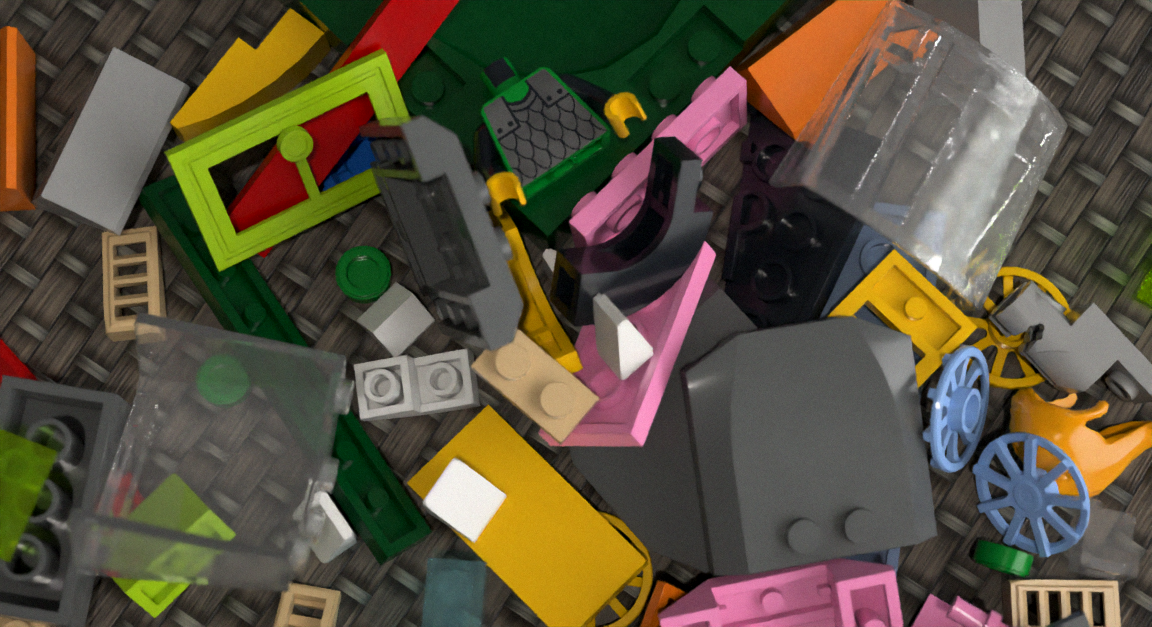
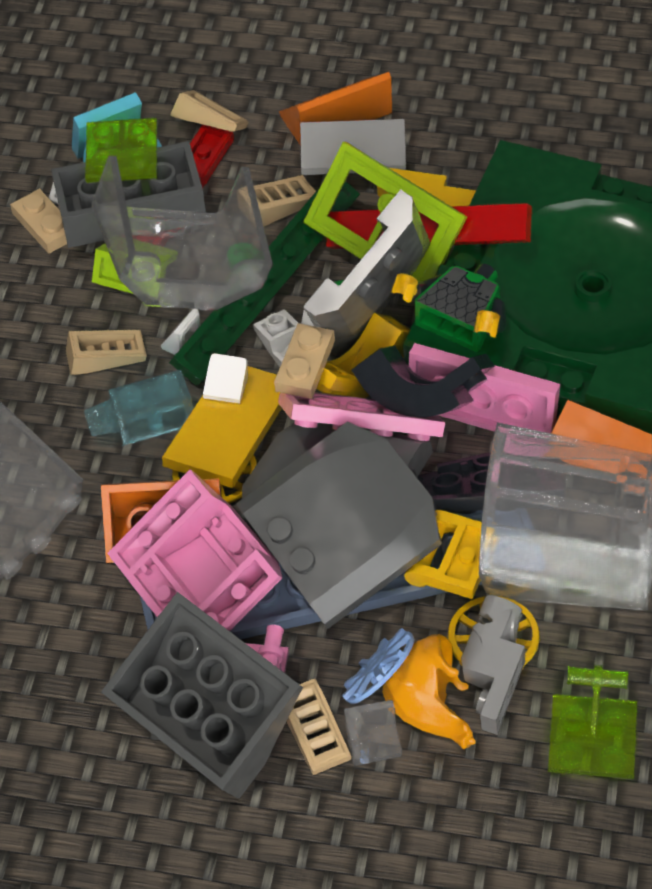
camera: 70 degrees right, 25 degrees down
(618, 339) = (357, 390): white slope -> none
(962, 408) = (413, 603): light blue wheel -> none
(1002, 559) = (330, 677): green tile -> none

